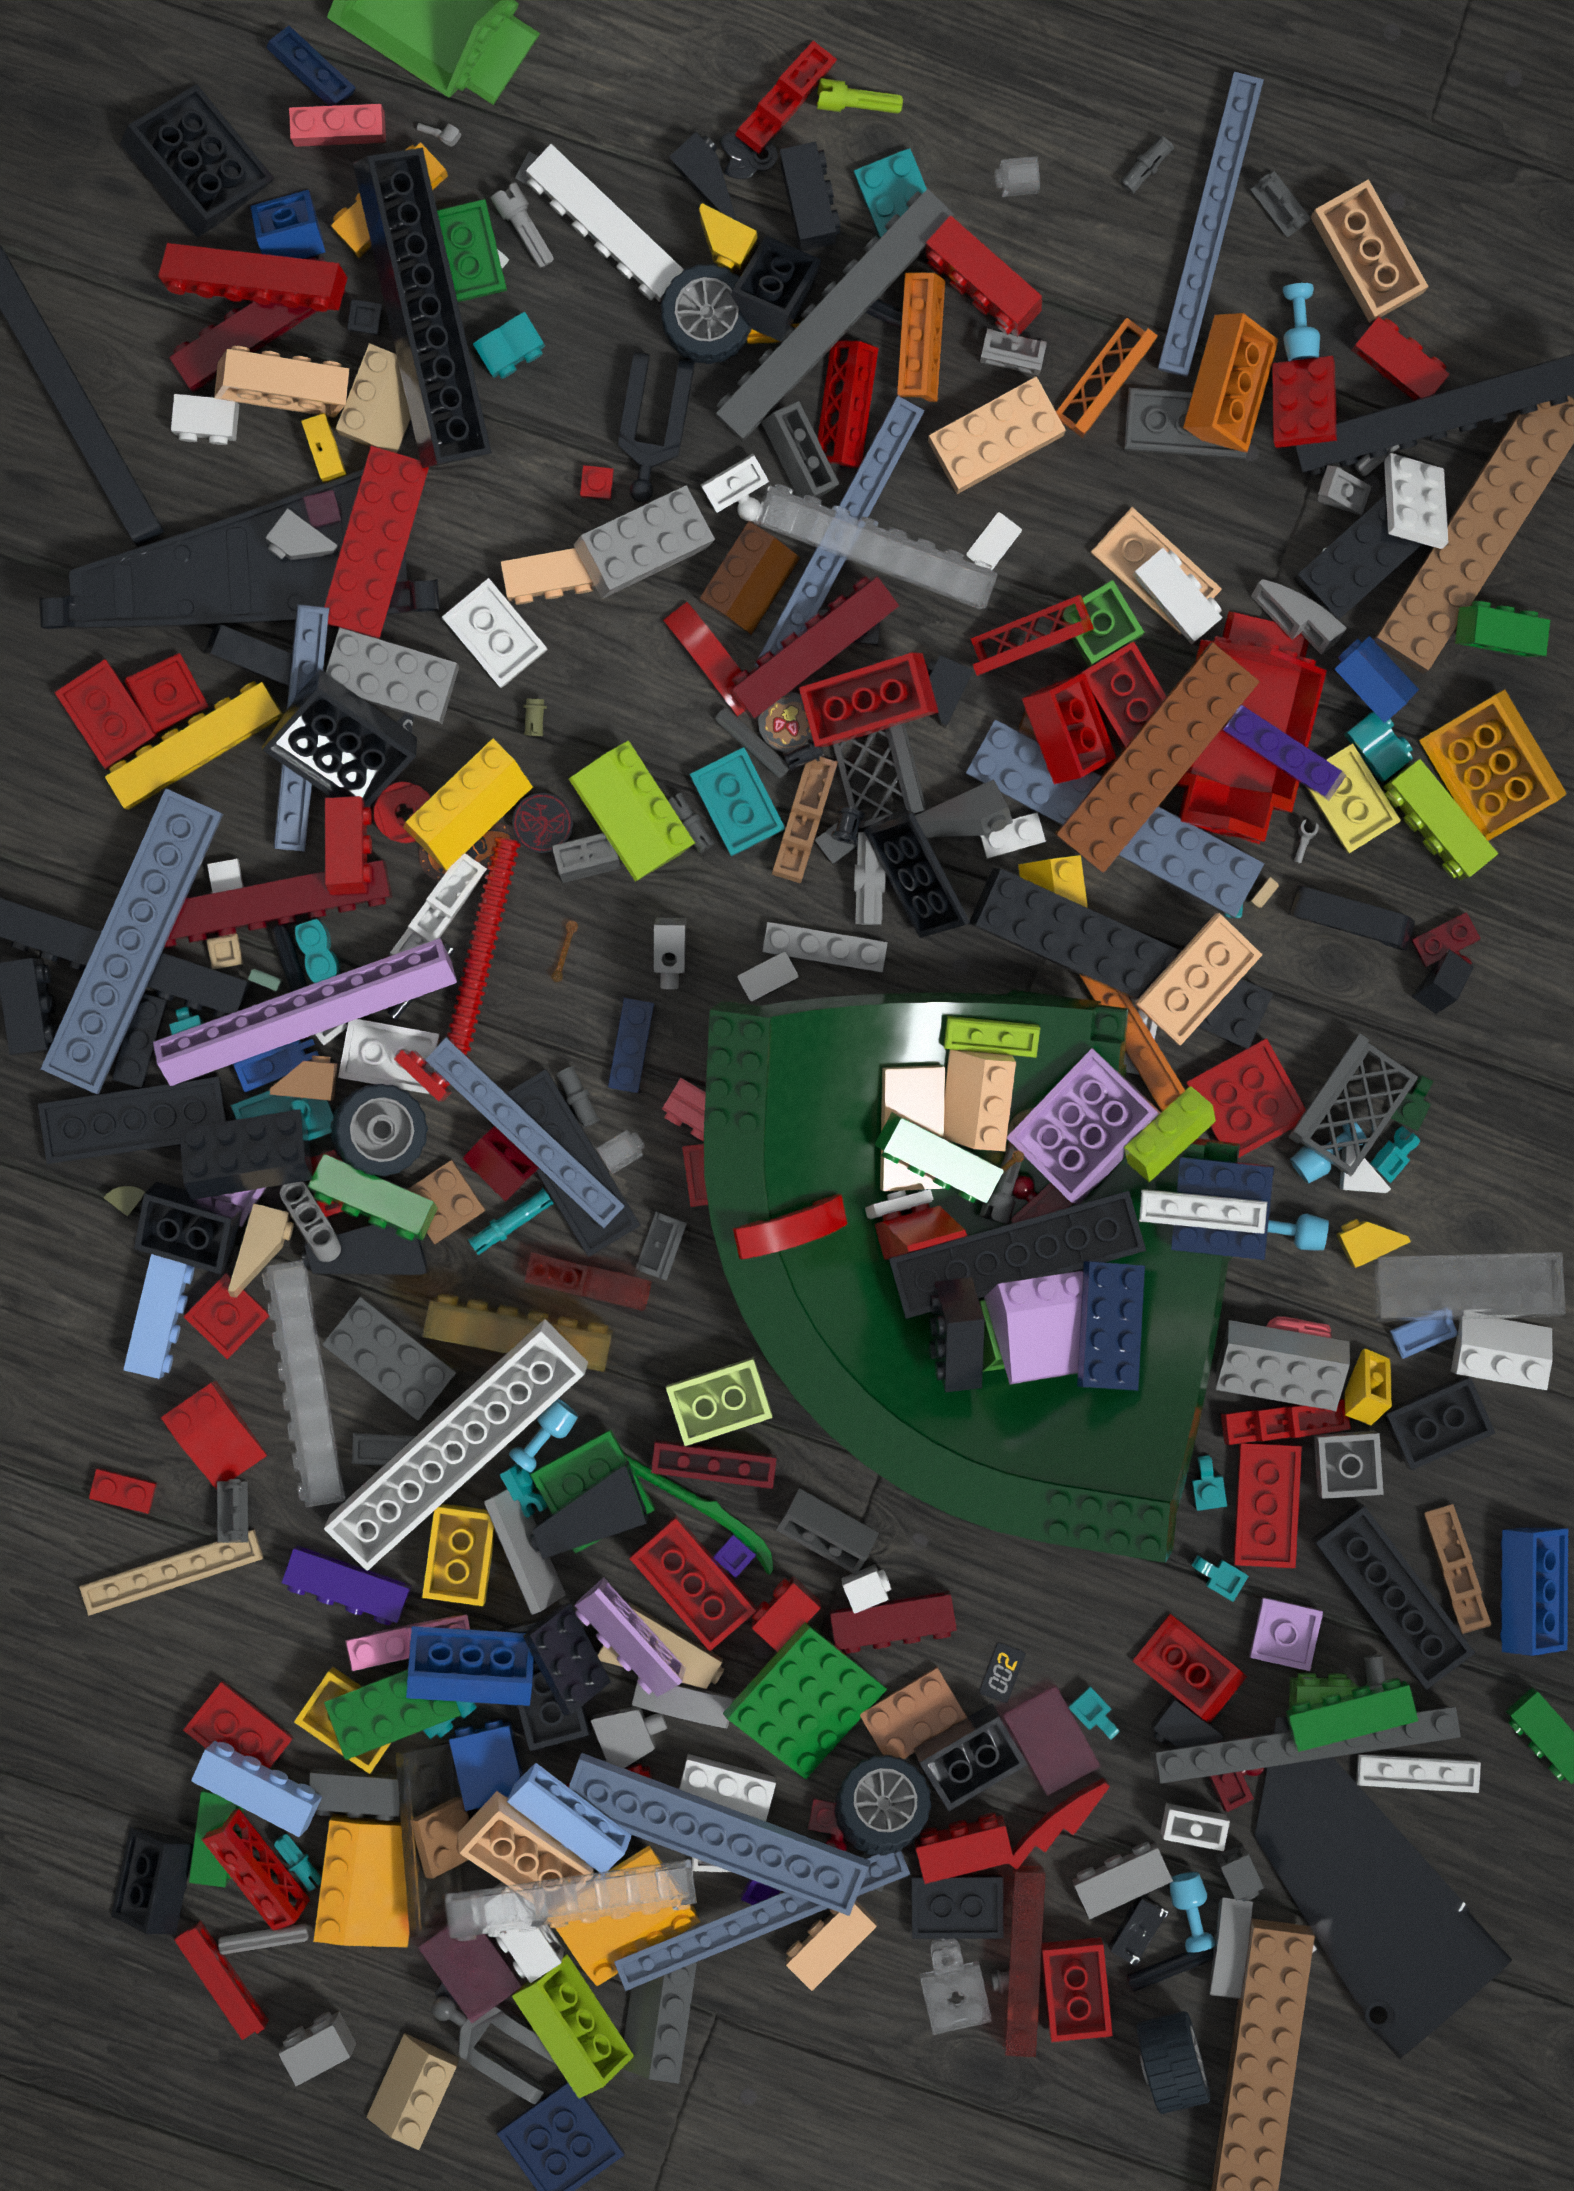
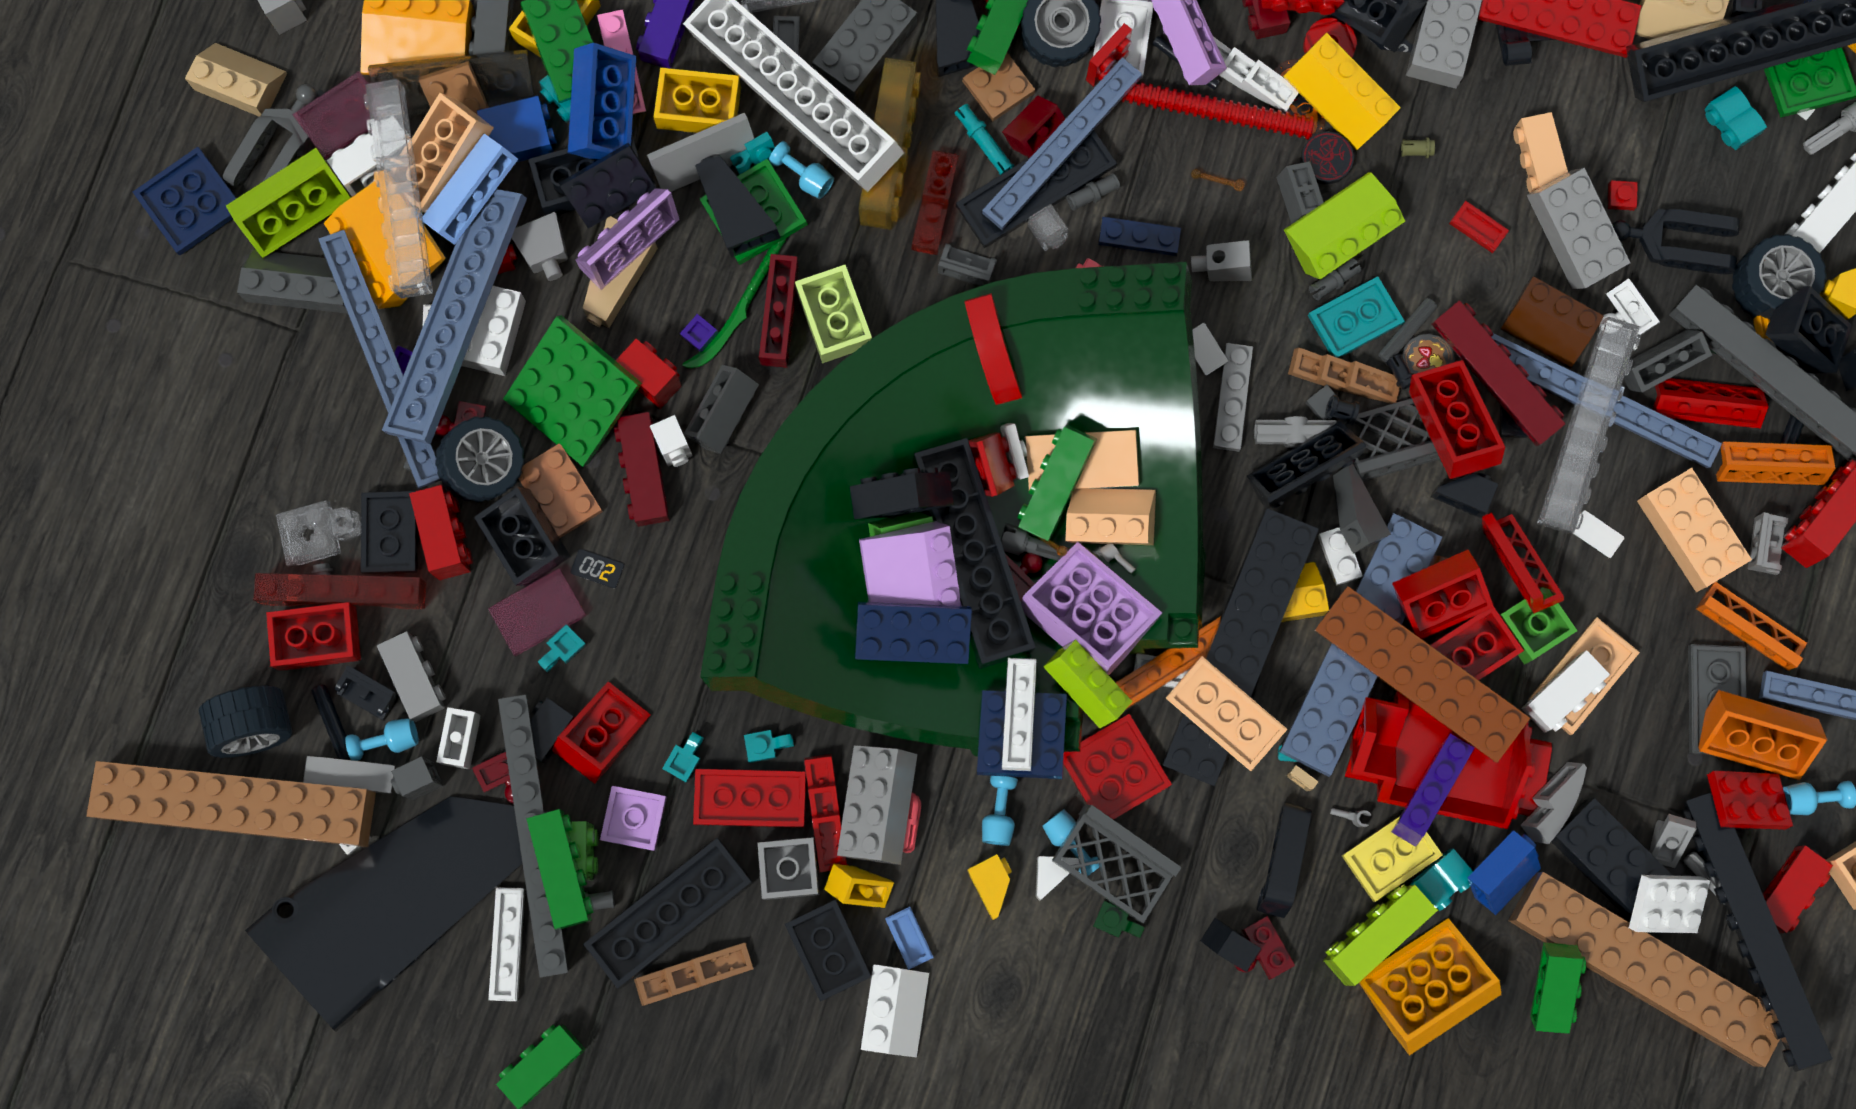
camera: 85 degrees right, 10 degrees down
(494, 633) = (1487, 113): white plate -> none
(630, 651) = (1479, 227): none -> red tile
(686, 1703) = (570, 290): light grey slope -> none
(693, 1583) = (675, 295): red brick -> none
(706, 651) = (1486, 286): red slope -> none
(828, 1944) = (358, 422): light nougat brick -> none
(991, 1036) = (1167, 525): lime tile -> none
(1017, 1100) = (1110, 551): none -> light grey hand
(1066, 1815) = (468, 624): red slope -> none
(1393, 1157) = (1068, 903): teal plate -> none
(1469, 1287) = (953, 975): clear brick -> none
(1534, 1590) = (674, 1047): blue slope -> none

